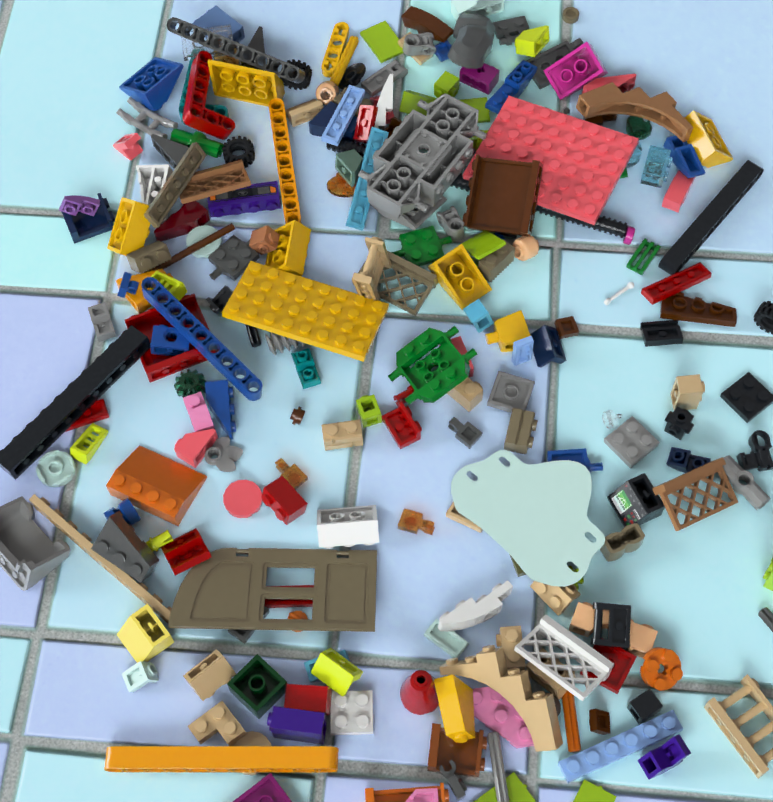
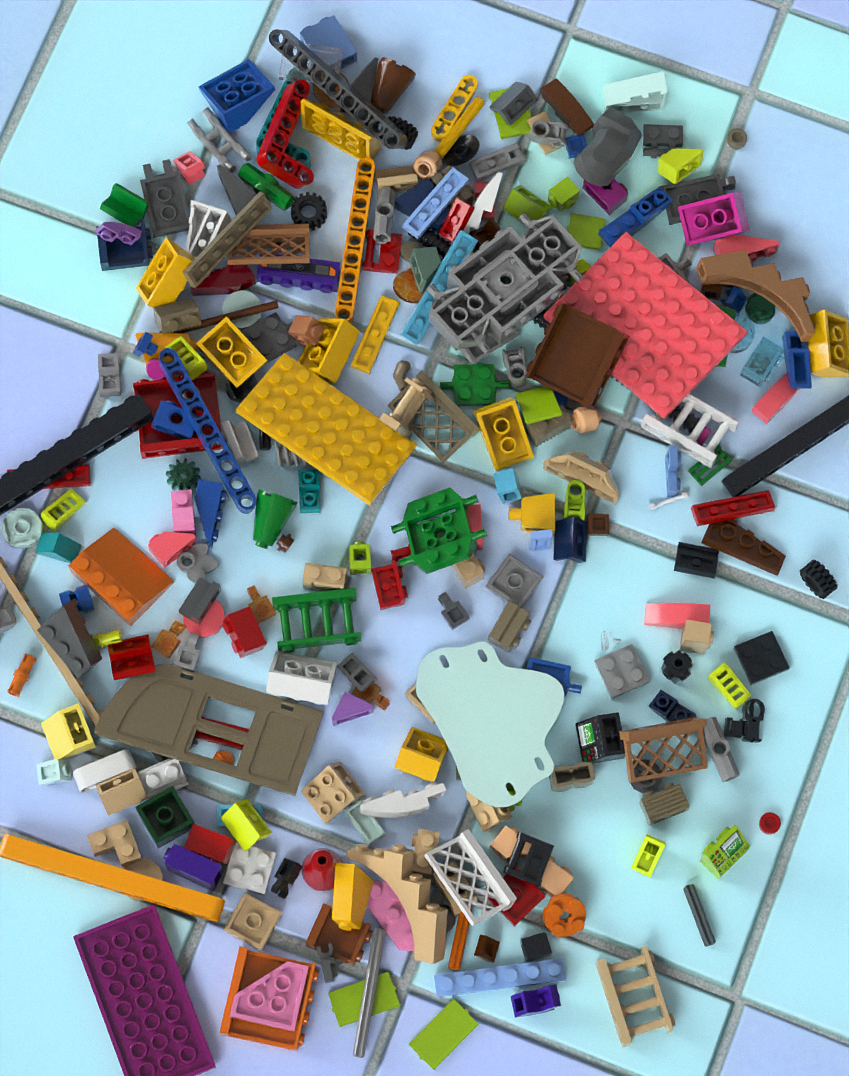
camera: 10 degrees right, 10 degrees up
(80, 185) = (125, 206): none -> green panel
(87, 596) = (21, 675): none -> orange pin
(92, 474) = (58, 547): none -> teal slope
(114, 175) = (166, 200): none -> dark grey tile
(140, 303) = (154, 370): none -> dark pink tile
(177, 666) = (103, 769): none -> white beam
(203, 272) = (231, 352): none -> yellow slope
(215, 528) = (167, 641): none -> clear orange plate
(233, 342) = (240, 441): none -> white bracket
(235, 484) = (200, 600): none -> dark grey panel
(237, 535) = (188, 655): none -> light grey plate
(244, 649) = (162, 776): none -> white plate
(278, 38) = (390, 84): none -> reddish brown cone
(278, 396) = (270, 517): none -> green cone
(303, 137) = (384, 215): none -> light grey piece
(316, 167) = (388, 257): none -> red plate
(324, 231) = (375, 334): none -> yellow tile
(330, 161) = (406, 249): none -> dark tan tile
(345, 453) = (323, 600): none -> green fence
(354, 255) = (399, 373): none -> dark tan arm
(370, 761) = (253, 921): none -> tan plate
(383, 31) = (514, 102): none -> dark grey panel
(388, 707) = (285, 875): none -> black plate
(397, 506) = (357, 672): none -> dark grey slope
(401, 540) = (350, 708): none -> medium lavender slope
(407, 619) = (332, 791): none -> tan bracket
(479, 563) = (422, 754): none -> yellow slope
(540, 290) = (593, 474): none -> tan wedge
(540, 315) = (574, 504): none -> lime piece
(611, 264) = (672, 461): none -> medium blue plate
(615, 123) = (735, 299): none -> blue tile
(620, 241) = (689, 444): none -> white fence
(659, 381) = (675, 614): none -> coral slope
(689, 533) = (646, 786): none -> dark grey gear
(712, 543) = (664, 804): none -> dark tan brick
(716, 591) = (648, 855): none -> neon yellow slope
(726, 432) = (724, 668): none -> neon yellow slope

